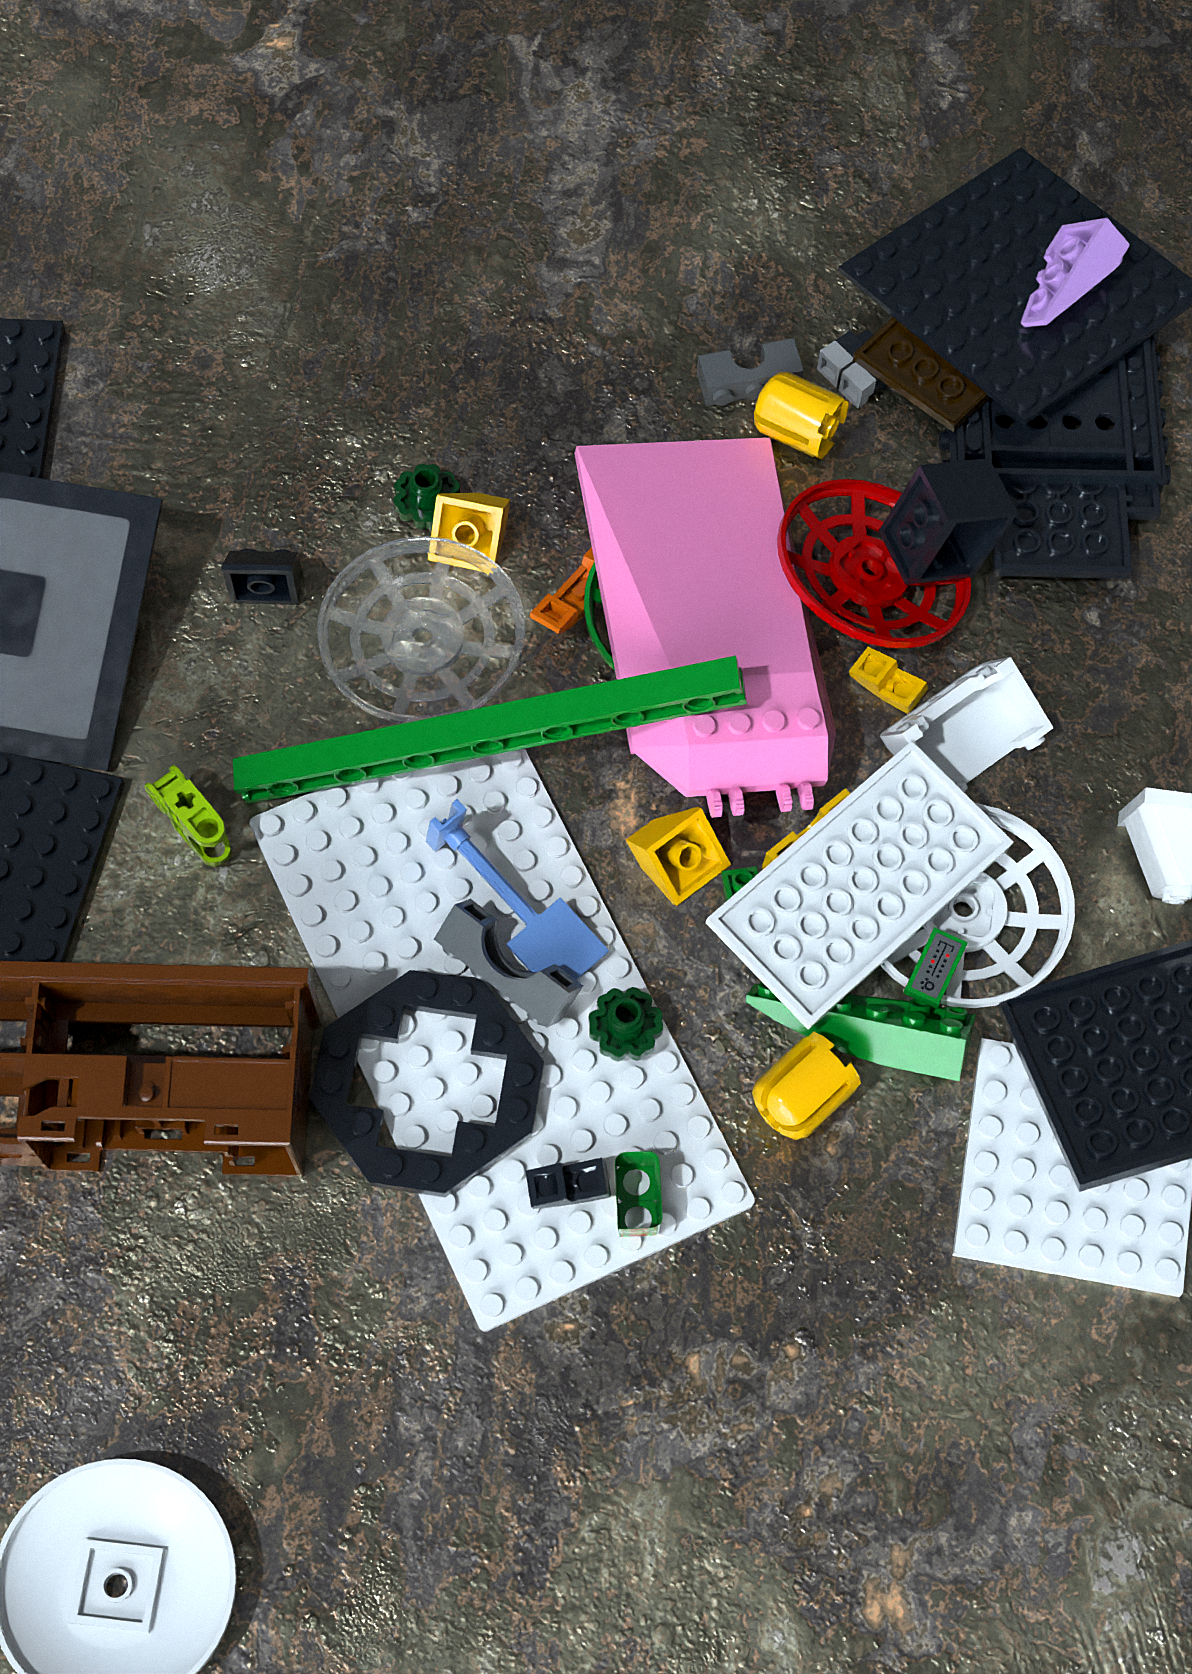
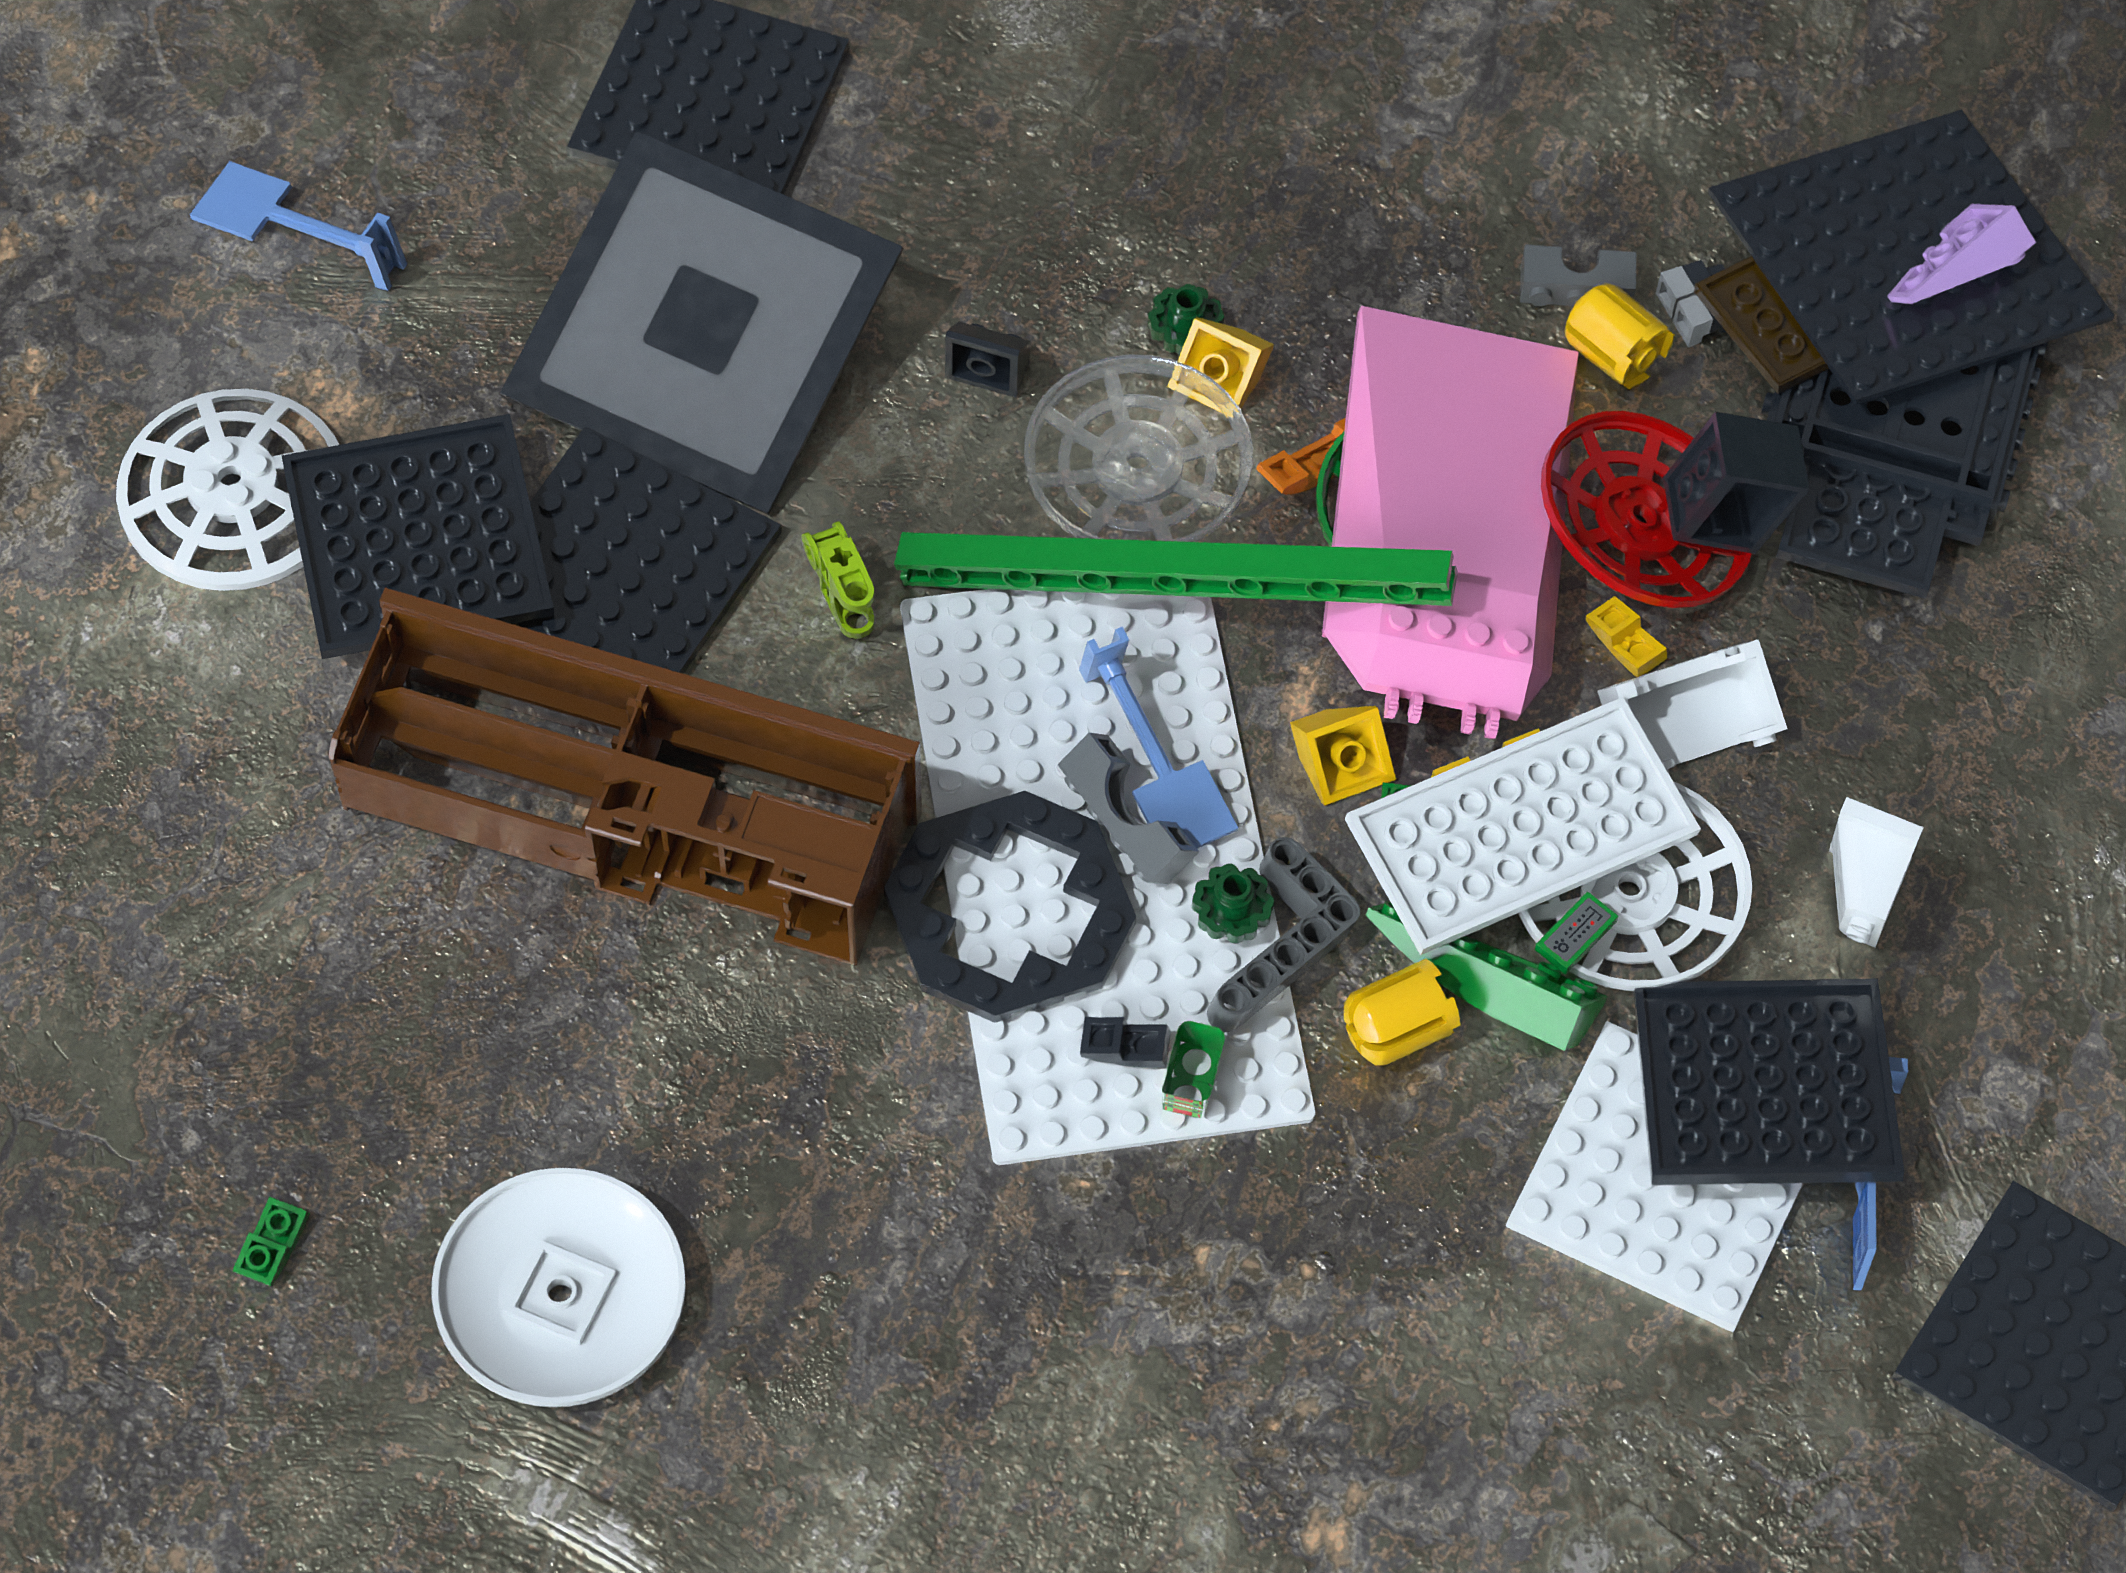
camera: 15 degrees right, 5 degrees down
(693, 1050) = (1293, 947): none -> dark grey beam

